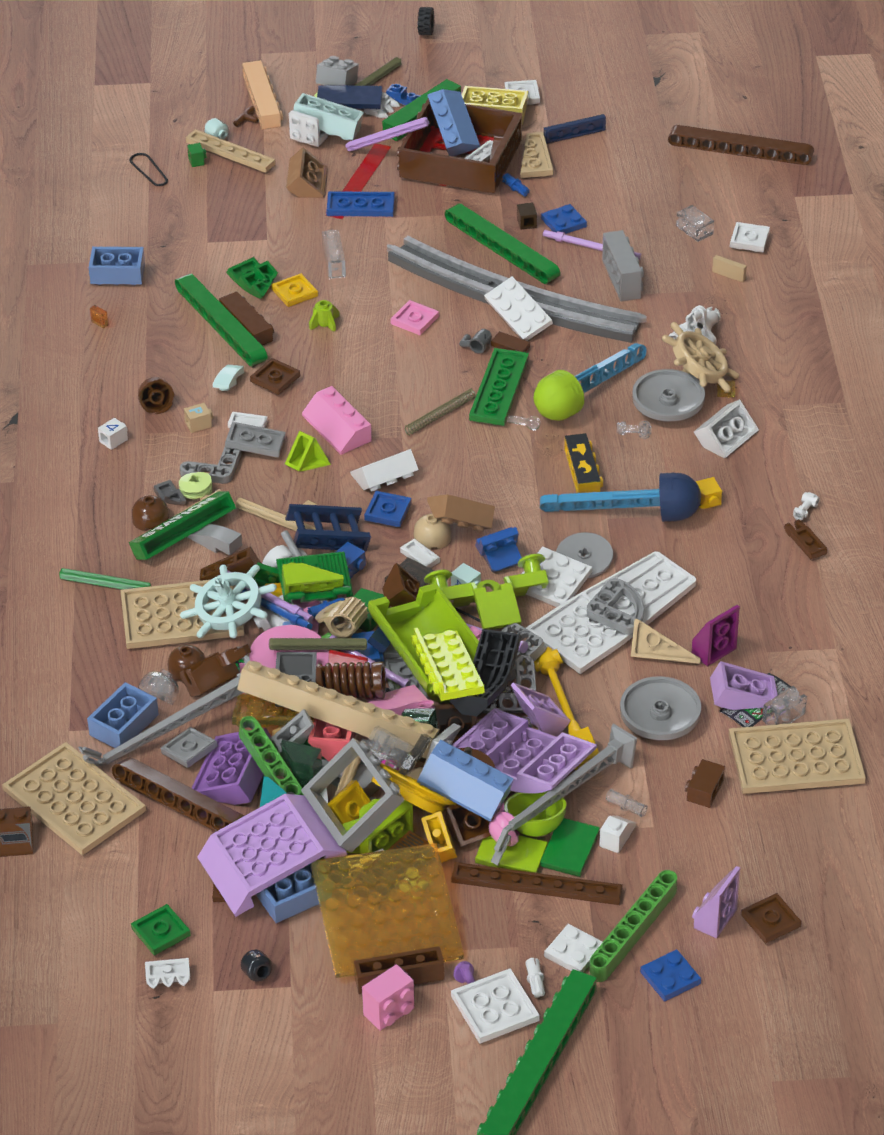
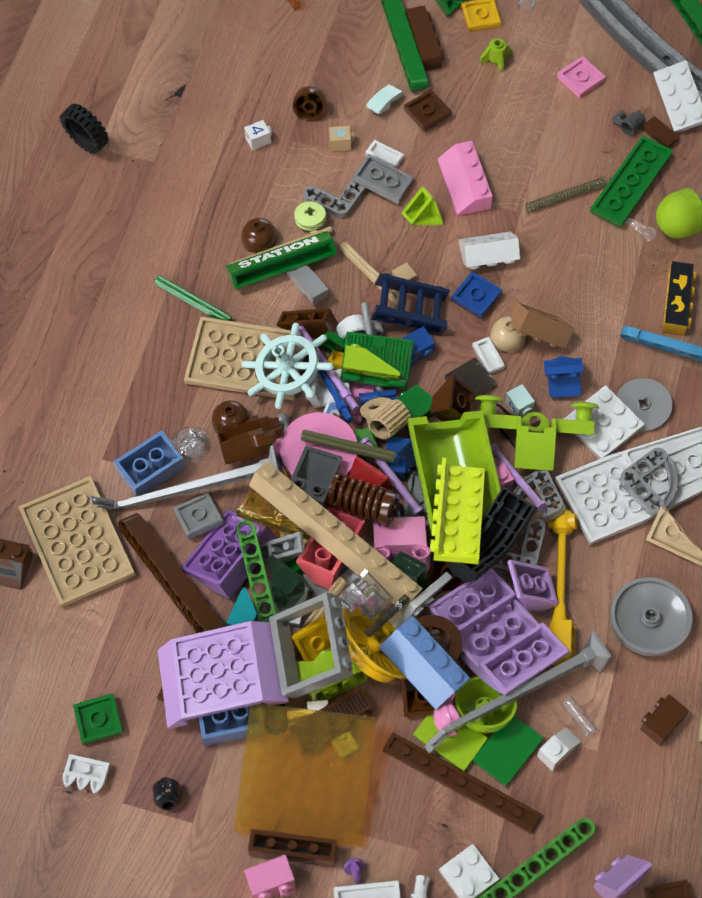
camera: 20 degrees right, 20 degrees up
(169, 493) = (284, 216): flat silver slope -> none
(438, 833) = (384, 704): yellow slope -> none

